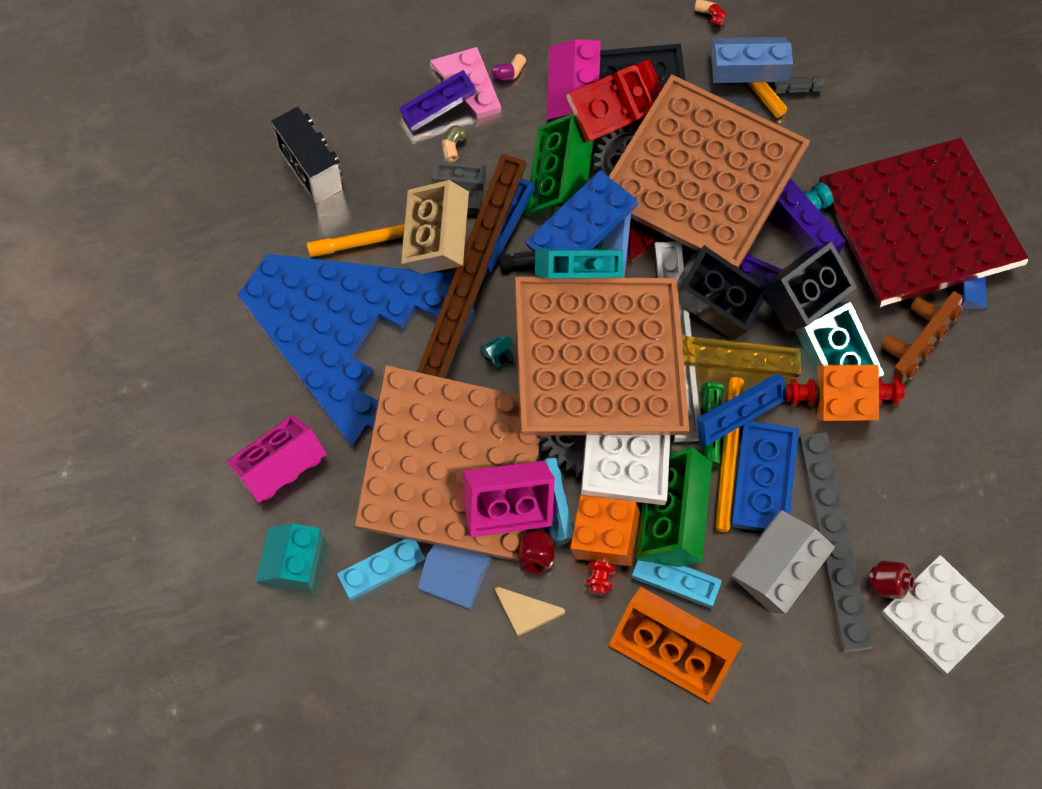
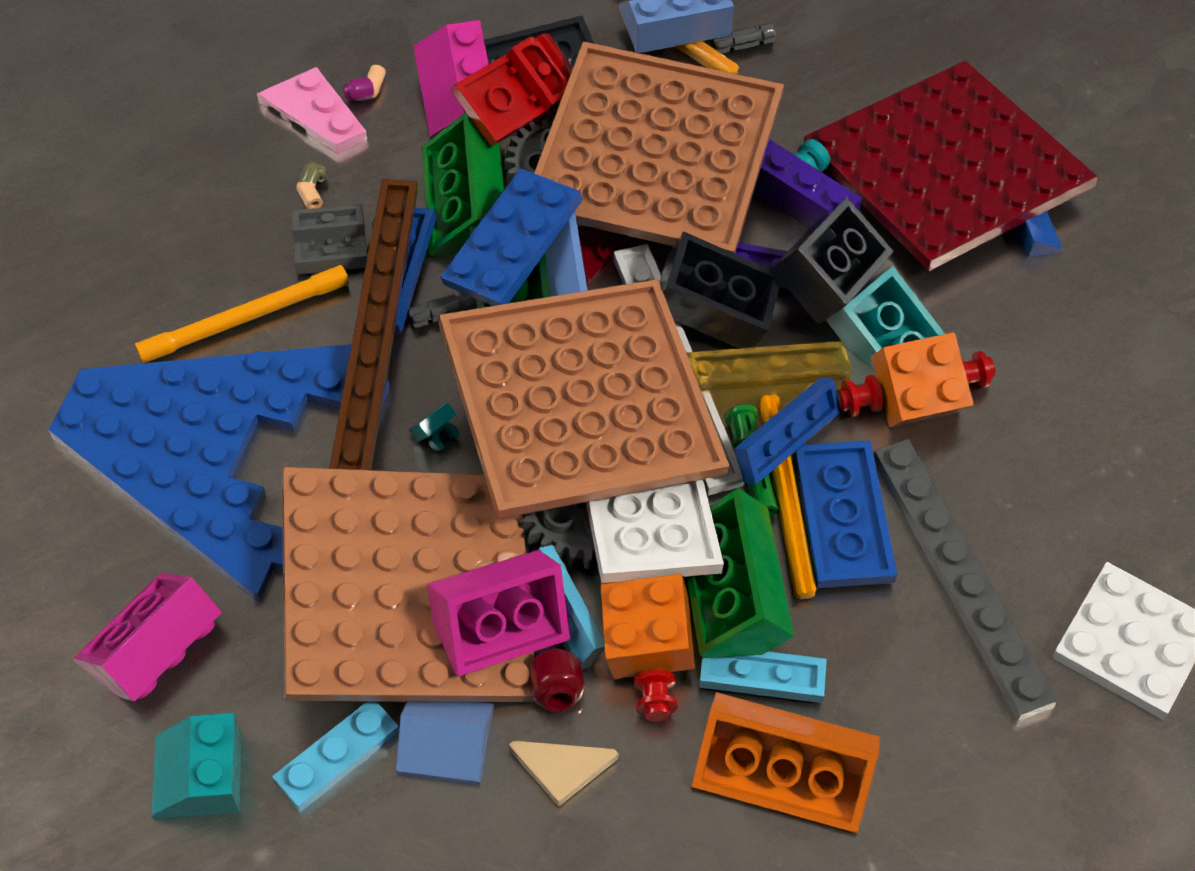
camera: 15 degrees left, 10 degrees down
(308, 154) = (113, 230): black brick -> none
(435, 227) = (312, 282): tan brick -> none
(438, 100) = (278, 136): dark purple plate -> none
(578, 263) = (521, 281): teal slope -> none
(782, 562) = (903, 615): light grey slope -> none
(891, 580) = (1054, 606): dark red head -> none
(923, 346) = (998, 310): dark orange plate -> none

